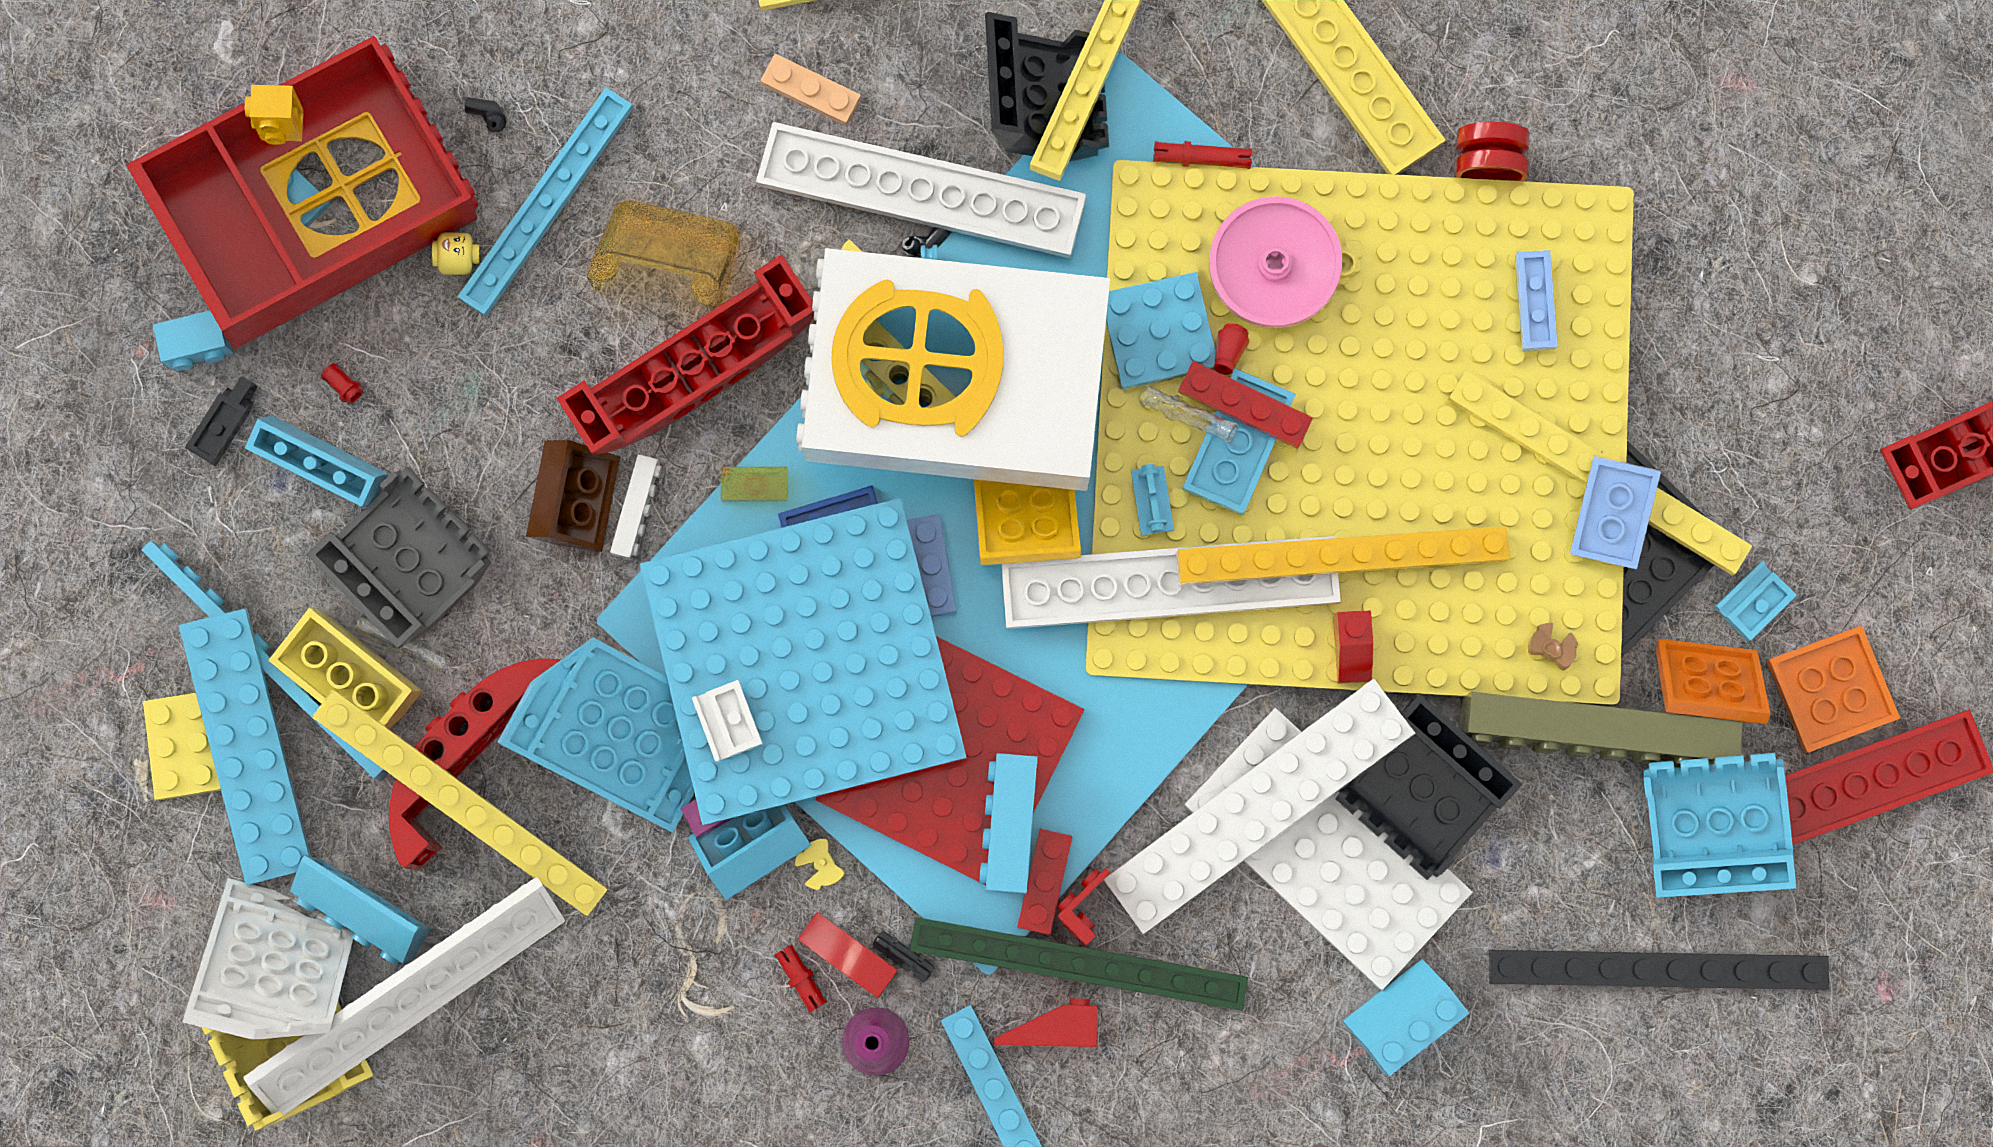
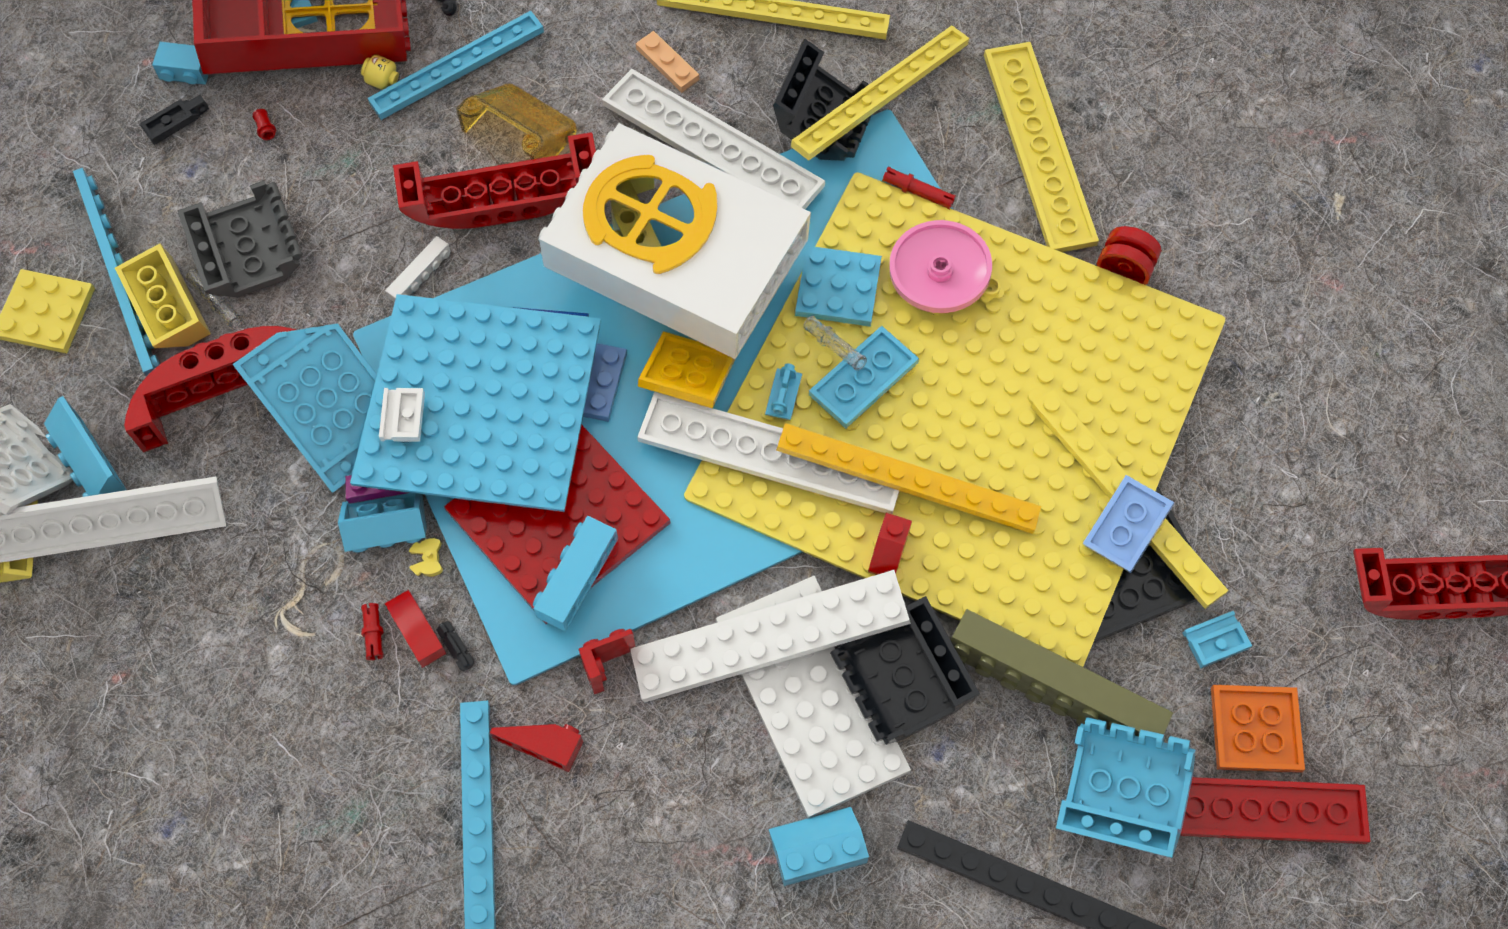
camera: 20 degrees right, 15 degrees down
(245, 745) = (69, 317): medium azure plate -> none
(316, 460) = (217, 158): medium azure brick -> none
(459, 802) = (189, 404): light yellow plate -> none
(572, 496) = (379, 247): reddish brown slope -> none
(754, 484) = (506, 282): clear yellow plate -> none
(892, 1039) = (404, 699): magenta cone -> none
(1045, 881) = (587, 626): red plate -> none
(1078, 963) = (583, 701): dark green plate -> none
(1230, 346) = (884, 311): red cone -> none
(1245, 405) = (878, 351): red plate -> none
(1536, 300) = (1123, 361): light blue plate -> none
(1561, 654) = (1036, 599): medium nougat piece -> none
(1712, 681) = (1160, 680): orange plate -> none

